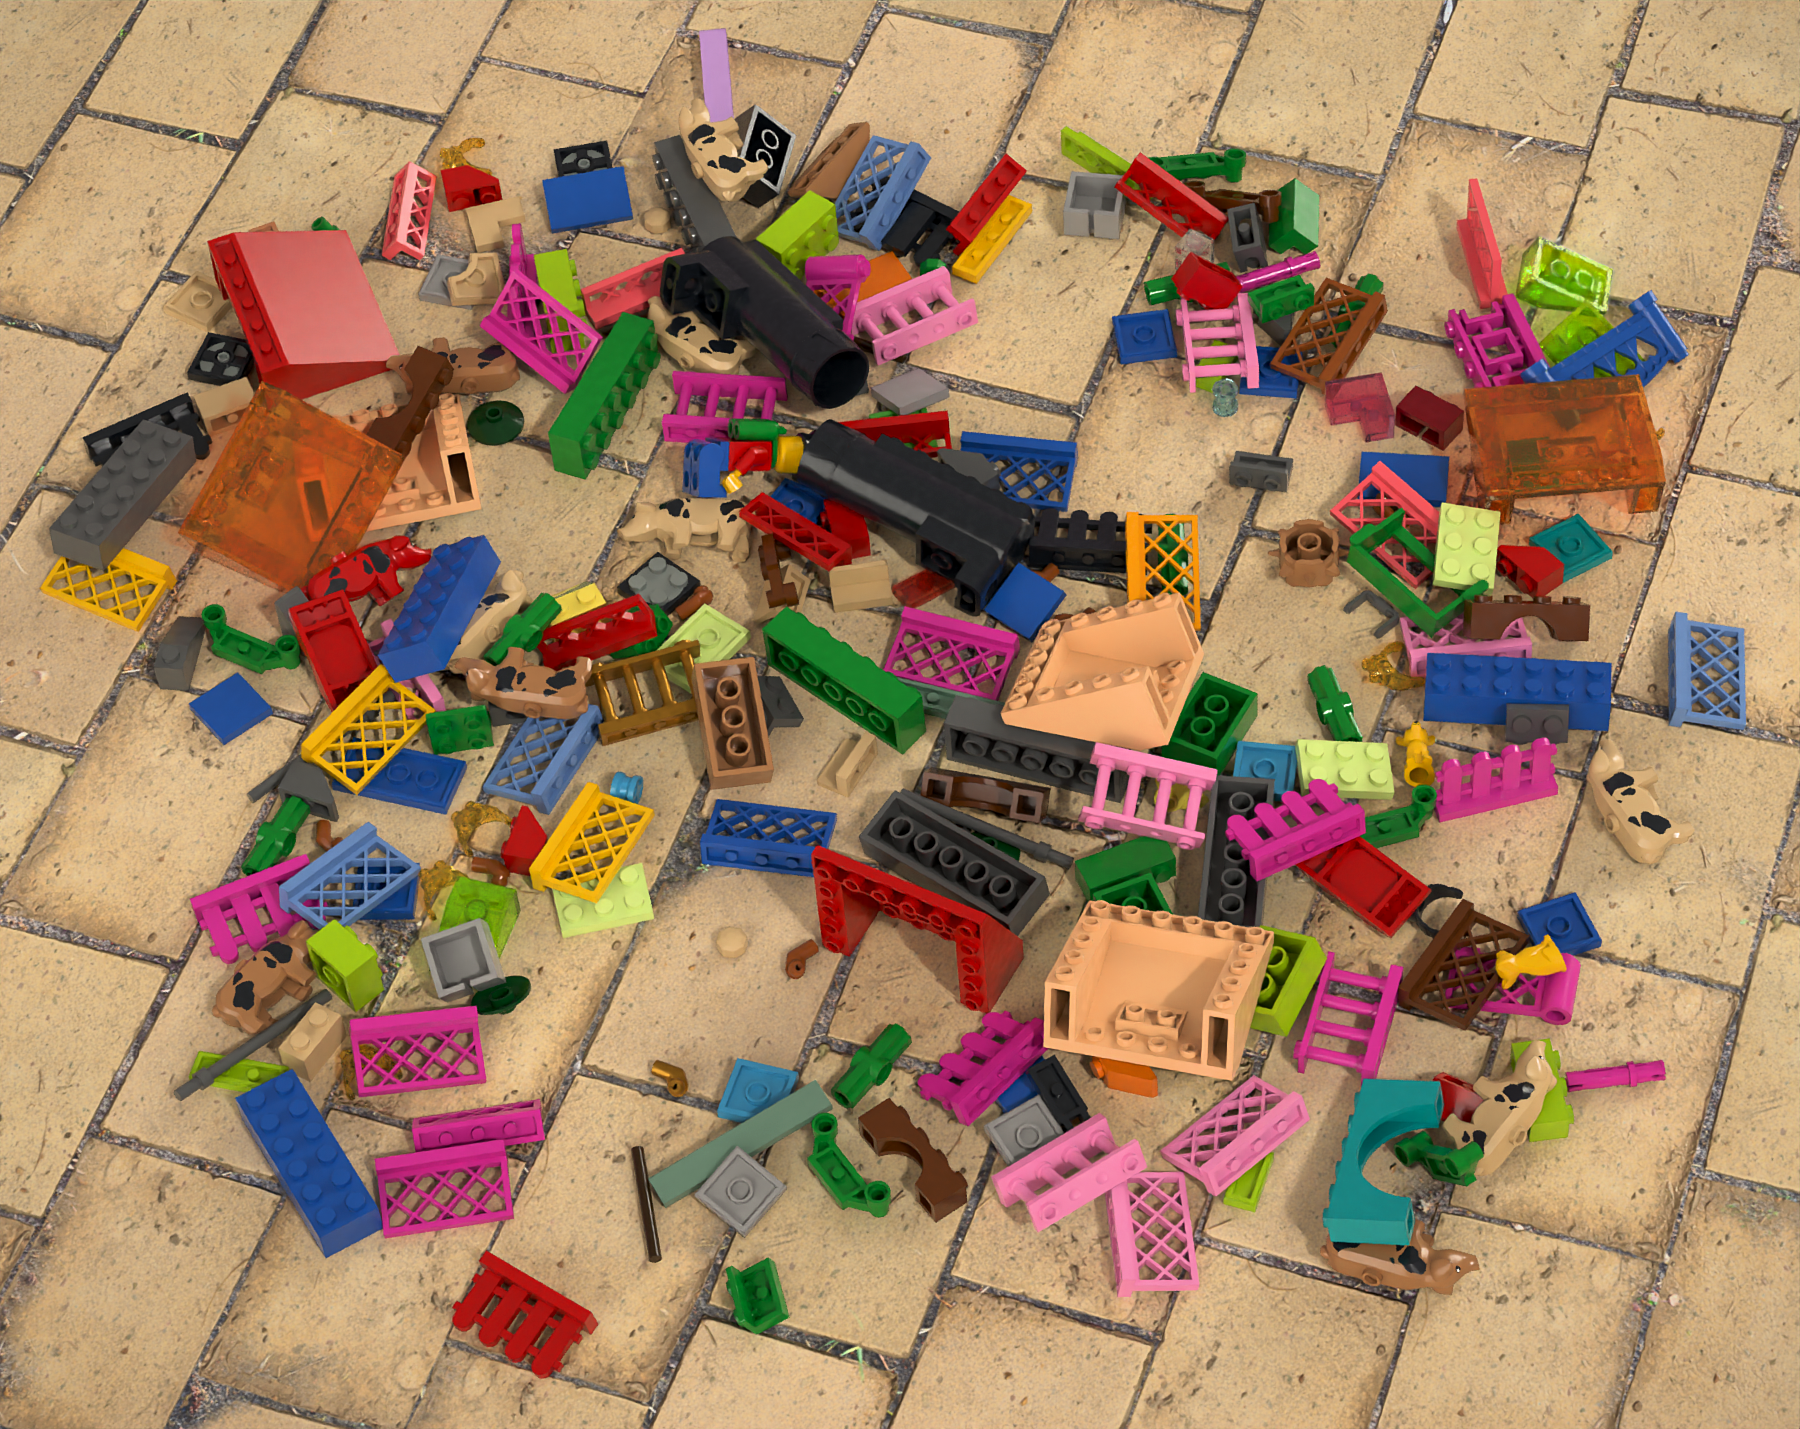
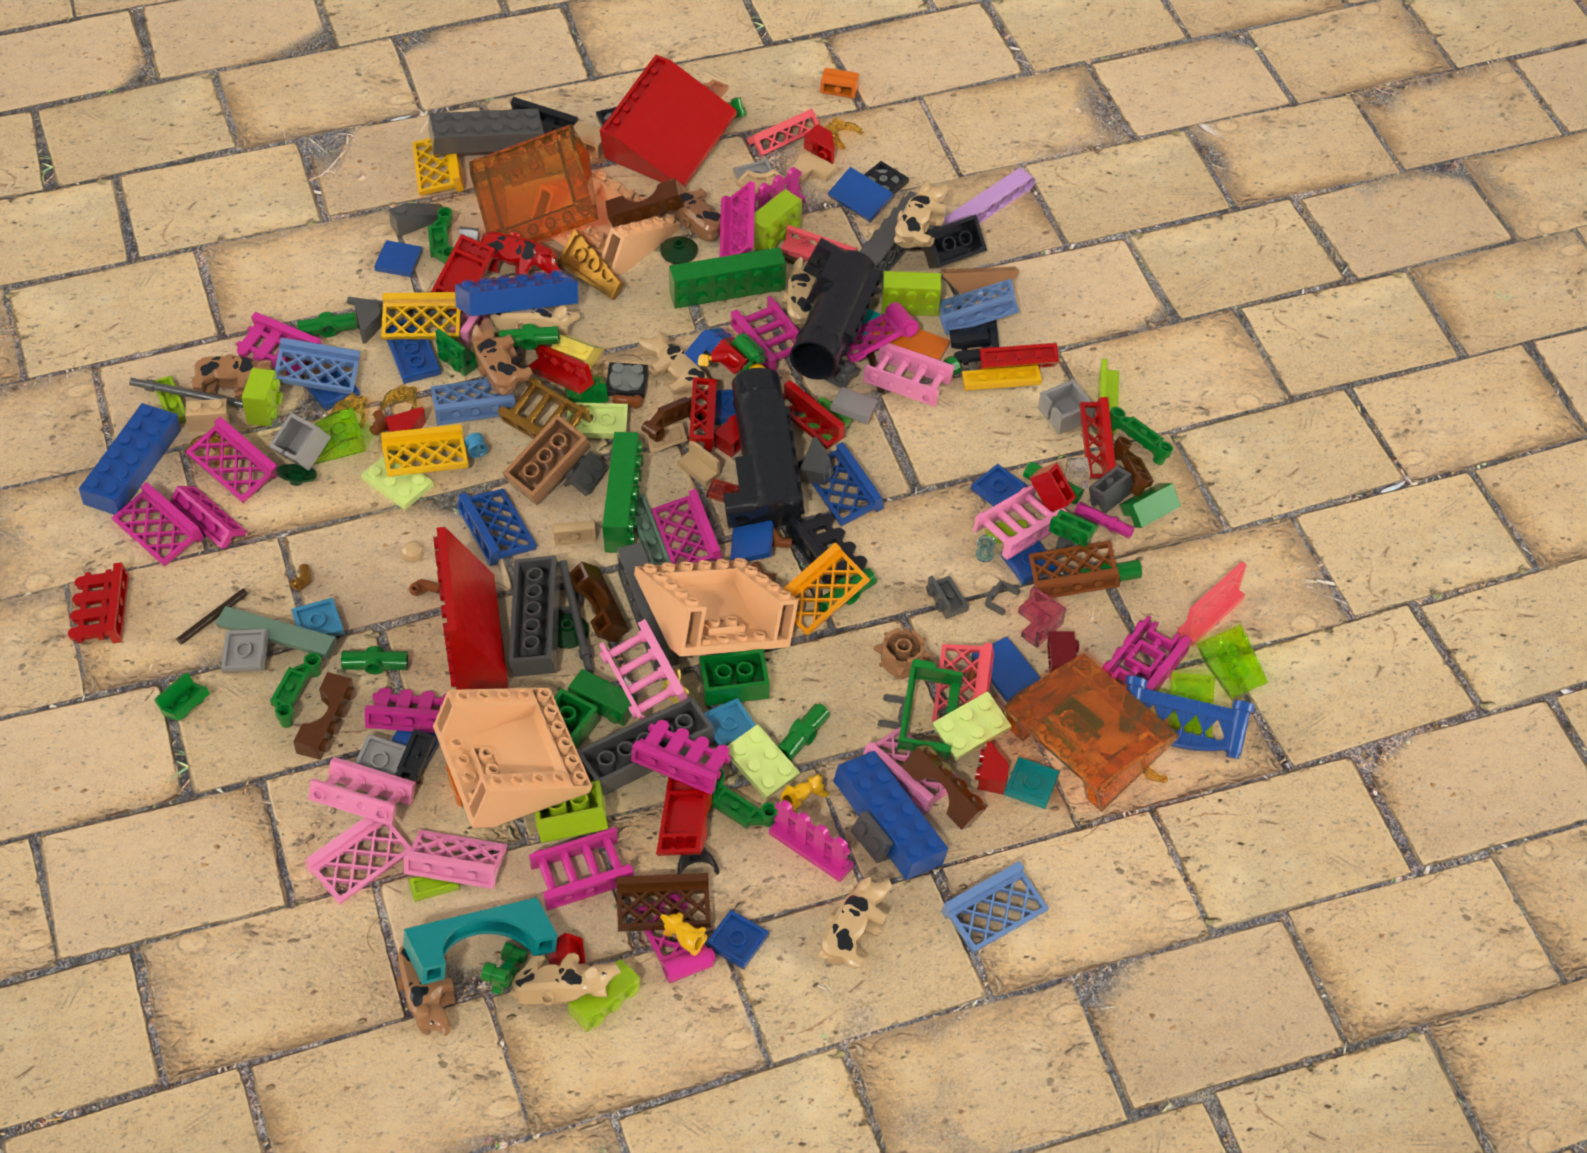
camera: 45 degrees right, 0 degrees up
(323, 835) = (347, 341): dark orange arm -> none
(385, 114) = (839, 82): none -> orange brick
(448, 519) = (588, 265): none -> pearl gold wing
(1289, 430) = (993, 593): none -> dark grey piece
(1385, 675) = (848, 739): clear yellow helmet -> none
(1613, 1076) = (647, 1030): dark pink pin -> none

